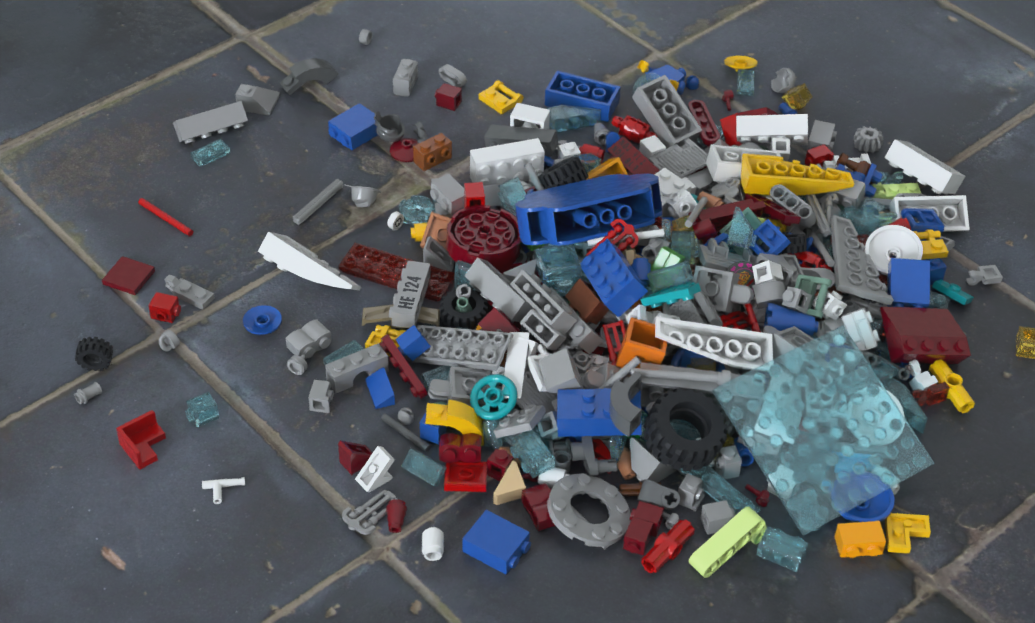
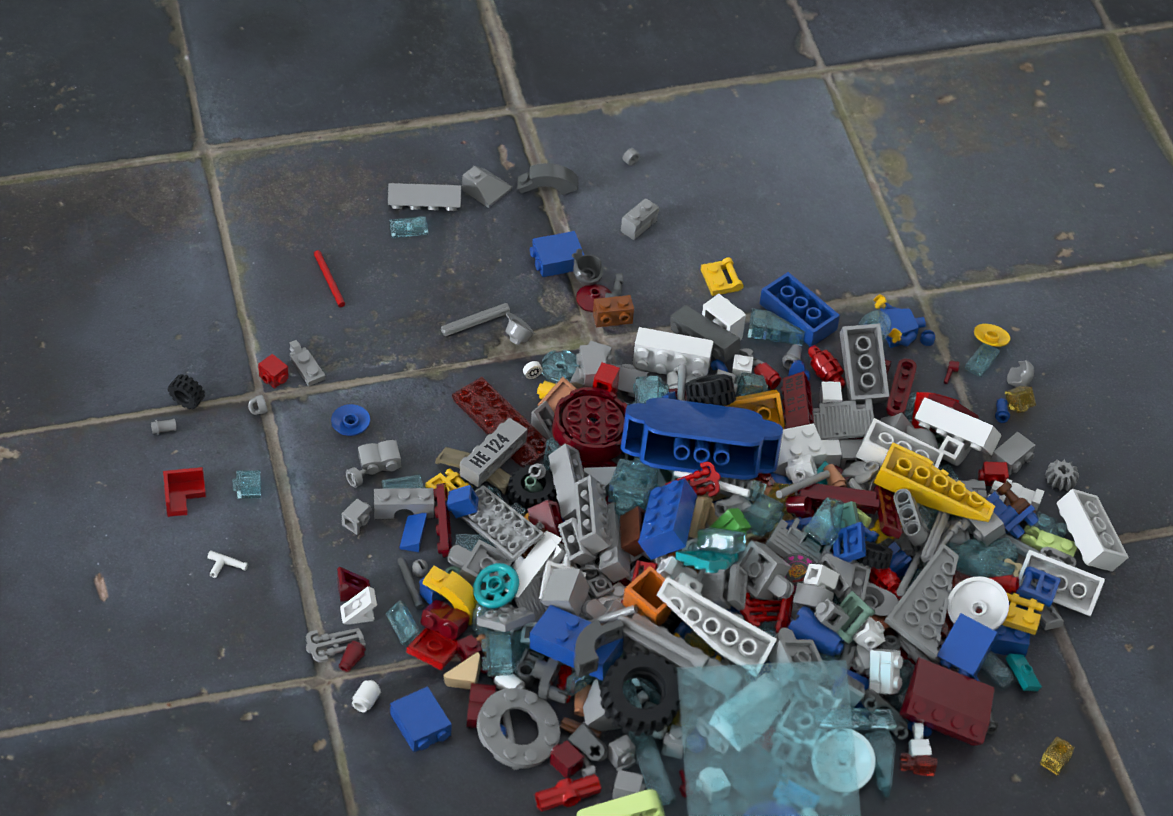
camera: 25 degrees right, 5 degrees up
(128, 275) = (262, 325): dark red tile -> none
(302, 261) = (421, 377): white wedge -> none
(448, 96) = (669, 257): dark red brick -> none
(452, 75) = (688, 235): light grey beam -> none
(638, 536) = (547, 771): dark red brick -> none
(642, 268) = (699, 521): blue brick -> none
(956, 392) = (945, 774): yellow piece -> none
(986, 274) = (1072, 669): light grey plate -> none

